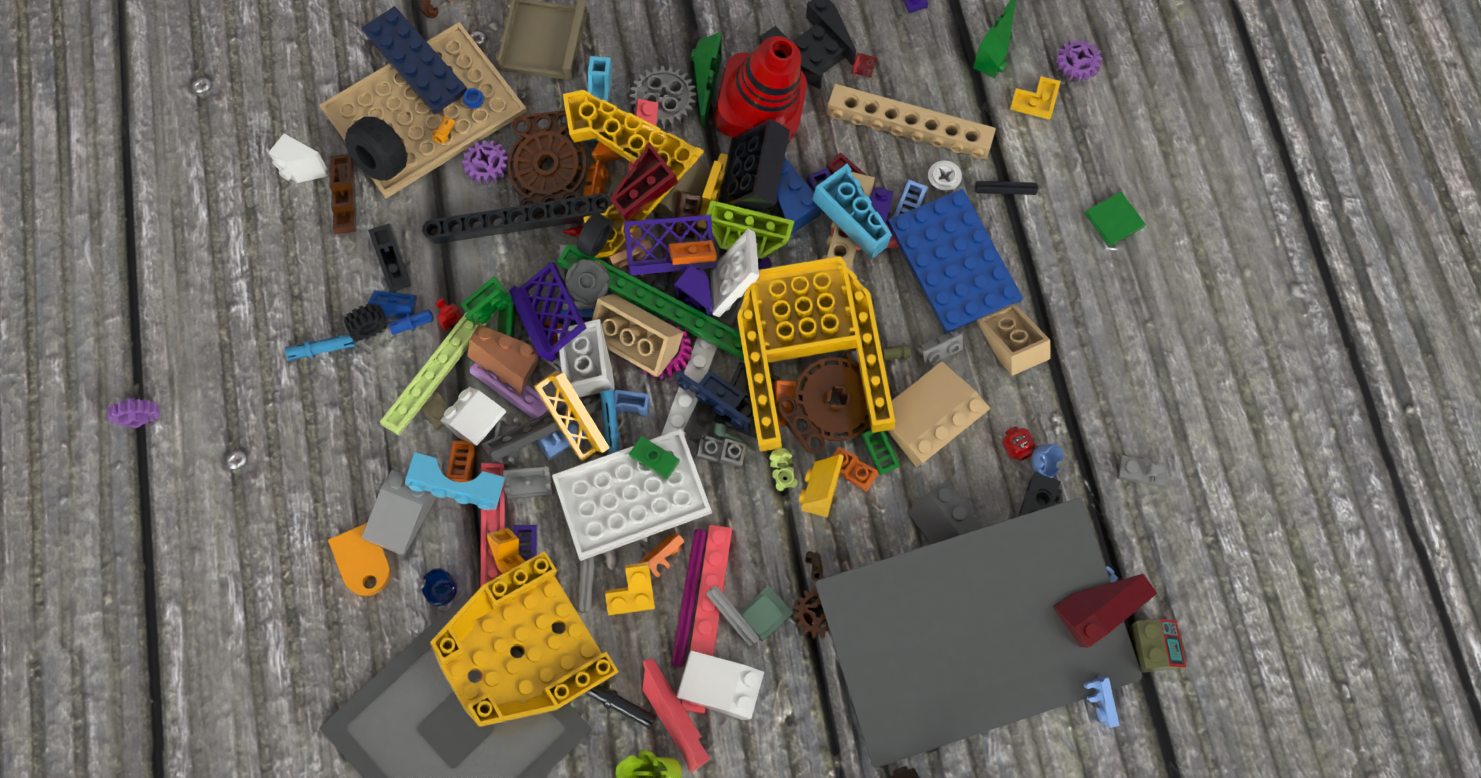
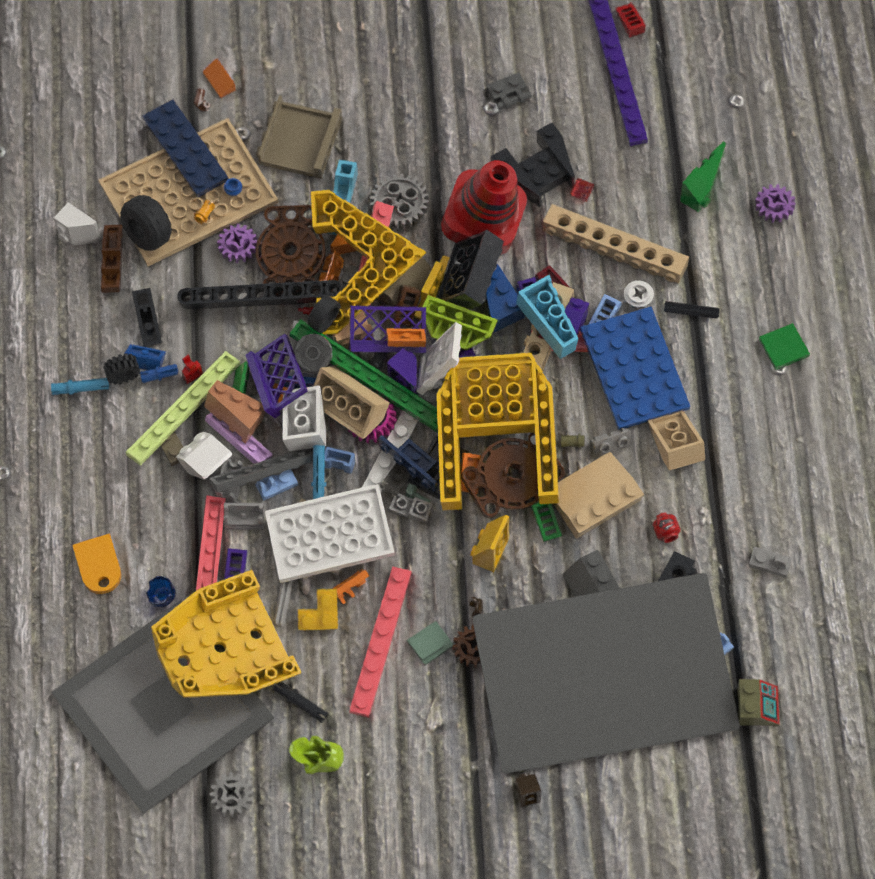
camera: 10 degrees right, 5 degrees down
(397, 514) = (134, 527): light grey slope -> none
(426, 476) = (160, 499): medium azure arch -> none
(461, 475) = (188, 507): orange slope -> none
(486, 301) = (225, 361): green bracket -> none
(505, 549) = (218, 565): light orange slope -> none
(579, 414) = (293, 461): yellow fence -> none
(643, 184) = (370, 275): dark red wedge -> none
(654, 457) = (352, 504): green plate -> none
(673, 716) = (342, 713): coral wedge -> none
(688, 598) = (367, 623): magenta axle -> none
(707, 62) = (442, 173): green wedge -> none
(720, 685) = (384, 693): white slope -> none
(732, 615) = (401, 640): light grey axle -> none
(780, 458) = (460, 518): yellowish green plate -> none
(784, 472) = (464, 530): yellowish green plate -> none
(855, 470) = (522, 535): orange slope -> none
(1039, 103) = (733, 238): yellow plate -> none
(1045, 459) = (687, 542): medium blue hair -> none
(1101, 609) = (709, 665): dark red wedge -> none
(1106, 711) = (703, 749): light blue plate -> none

